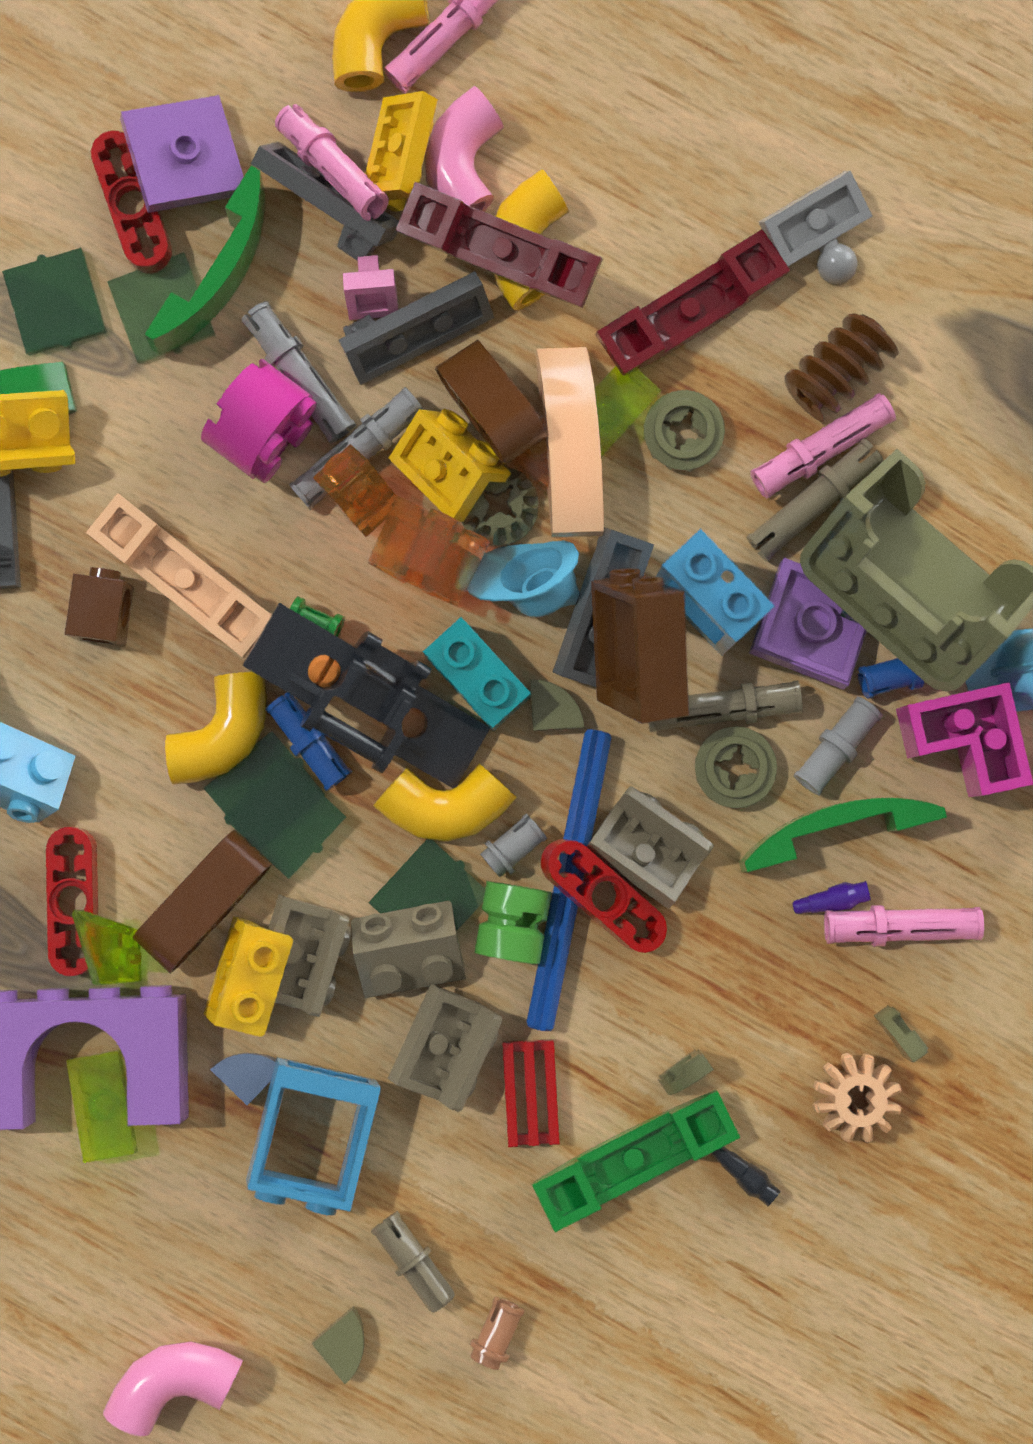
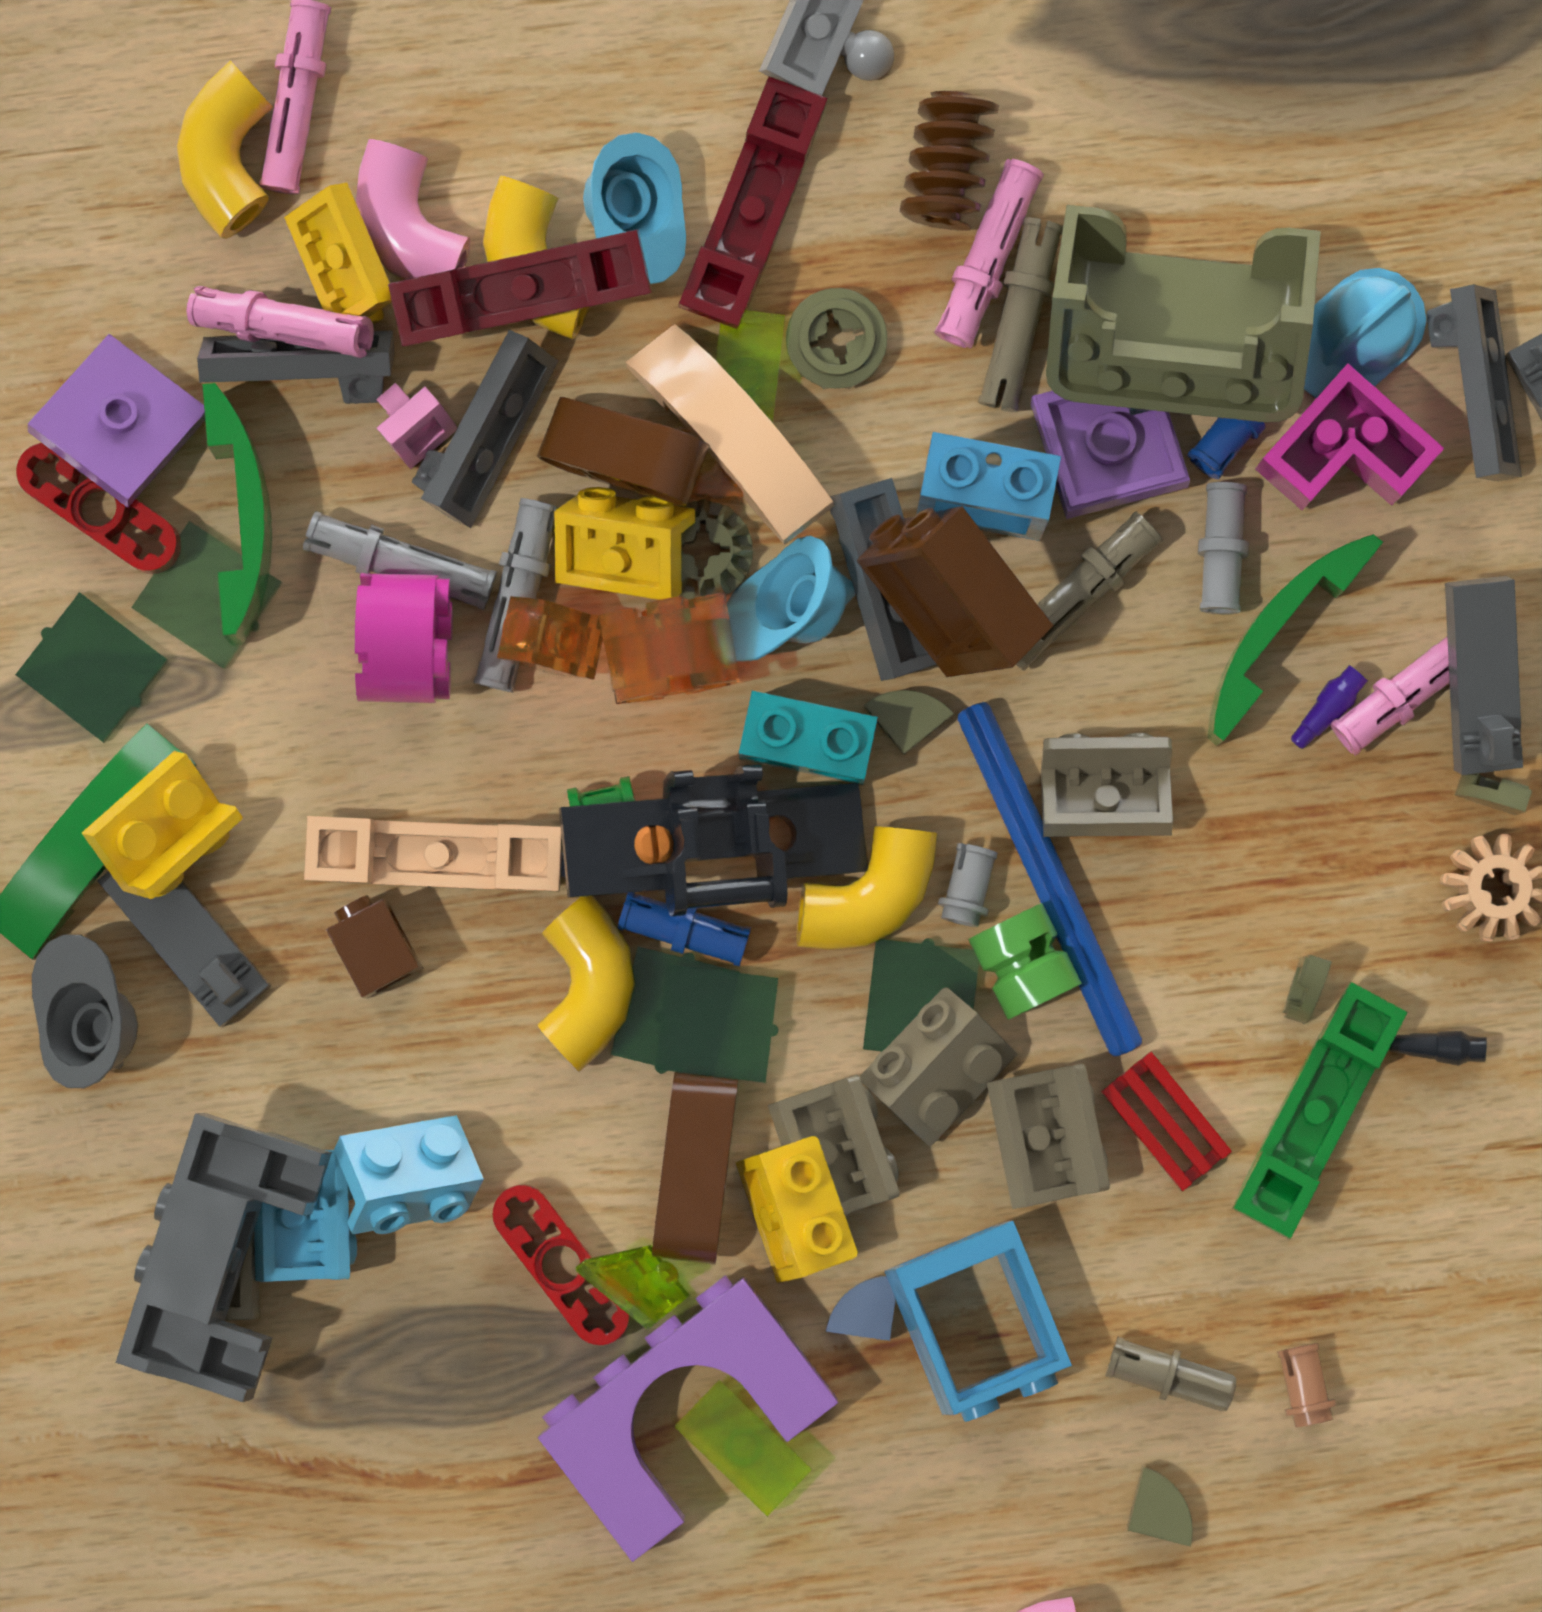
camera: 35 degrees left, 0 degrees up
(622, 929) = (1054, 848): red beam -> none
(628, 238) = (639, 188): none -> medium azure piece
(755, 753) = (1145, 615): olive gear -> none
(950, 952) = (1484, 675): none -> dark grey hinge

